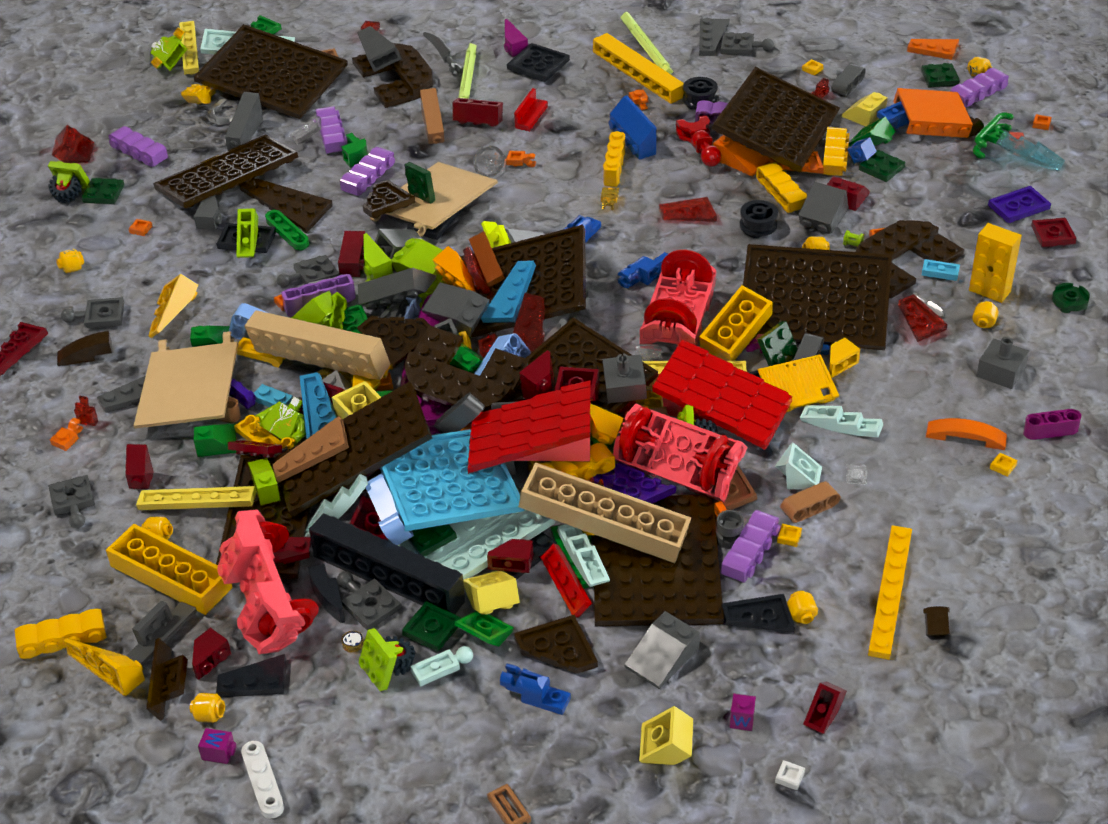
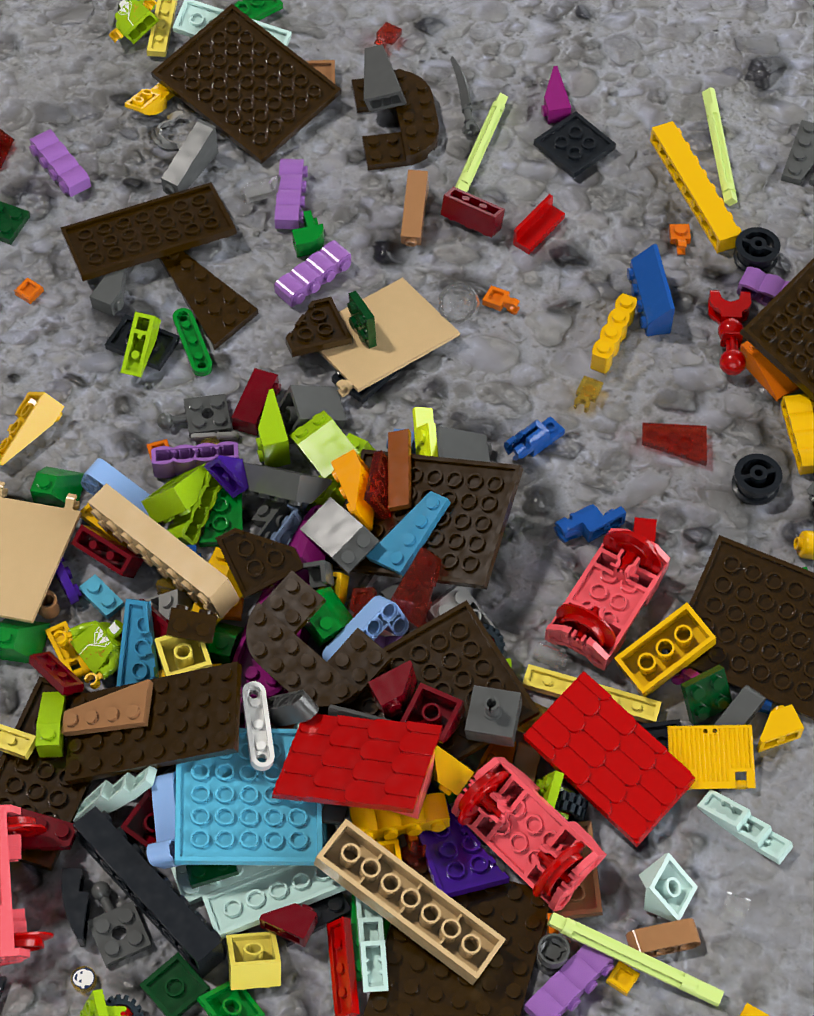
camera: 15 degrees right, 15 degrees up
(268, 364) = (107, 551): none -> dark red brick
(350, 292) = (229, 474): none -> dark purple slope
(359, 377) = (191, 625): none -> dark brown bracket
(440, 431) = (258, 726): none -> white plate
(796, 514) = (636, 959): none -> yellowish green piece

